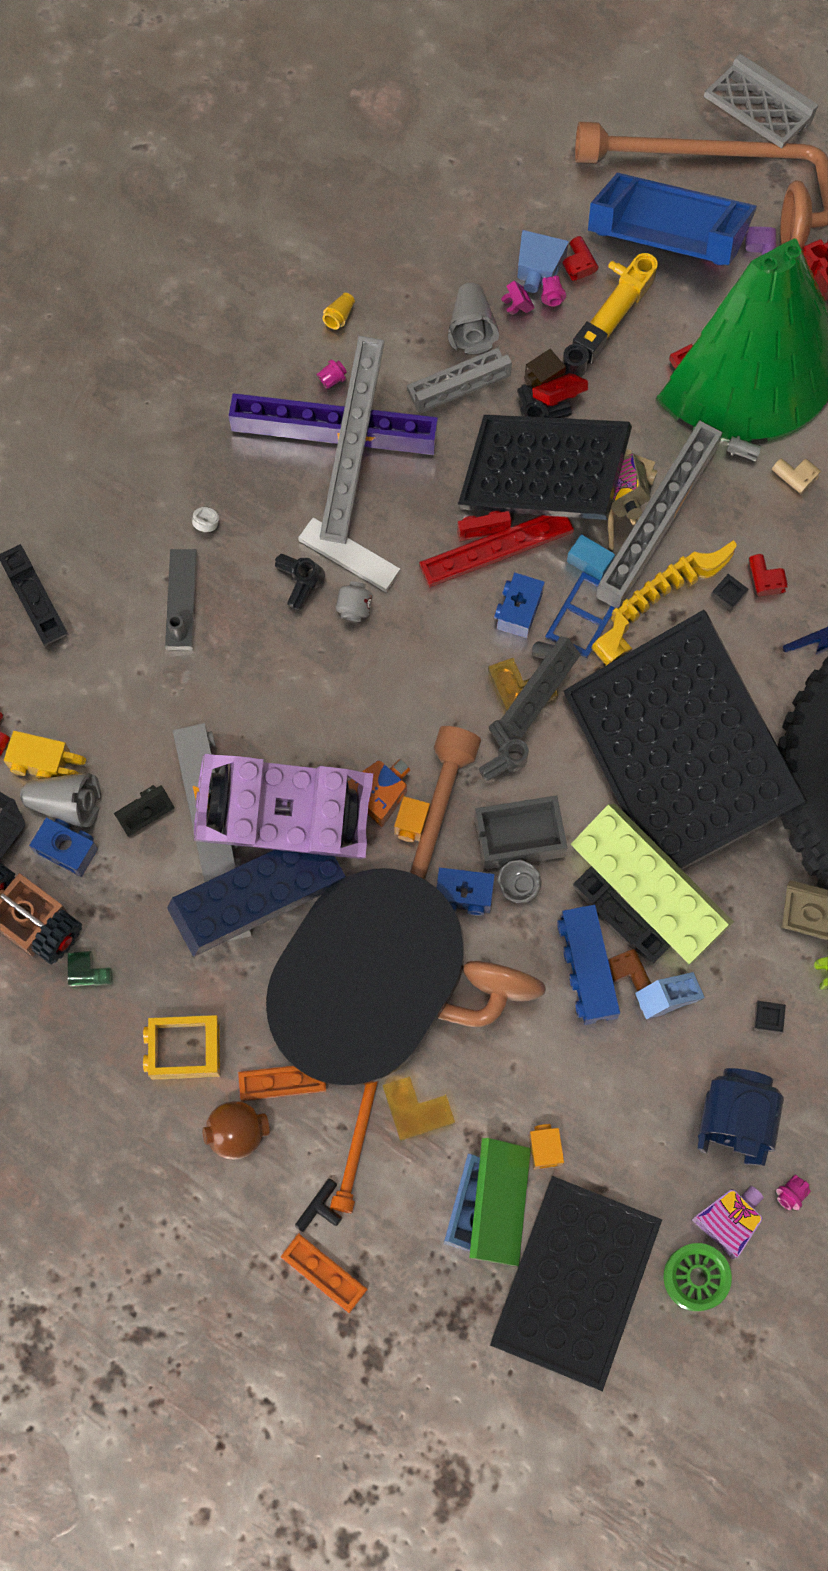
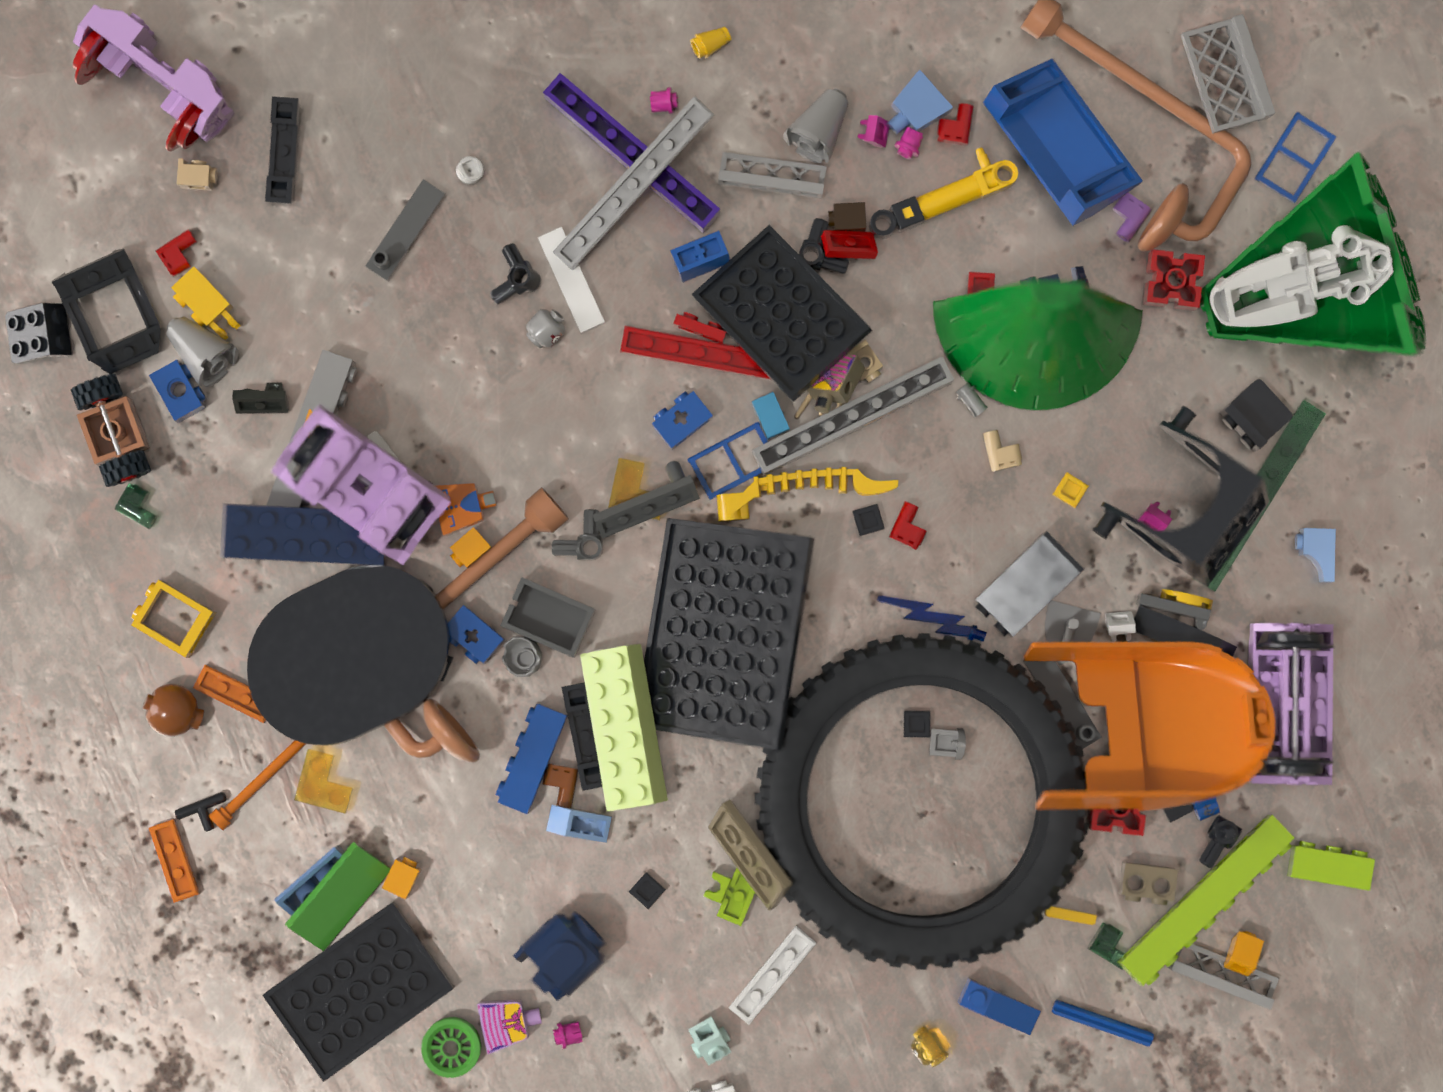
camera: 35 degrees right, 15 degrees up
(445, 470) = (700, 256): none -> blue hinge

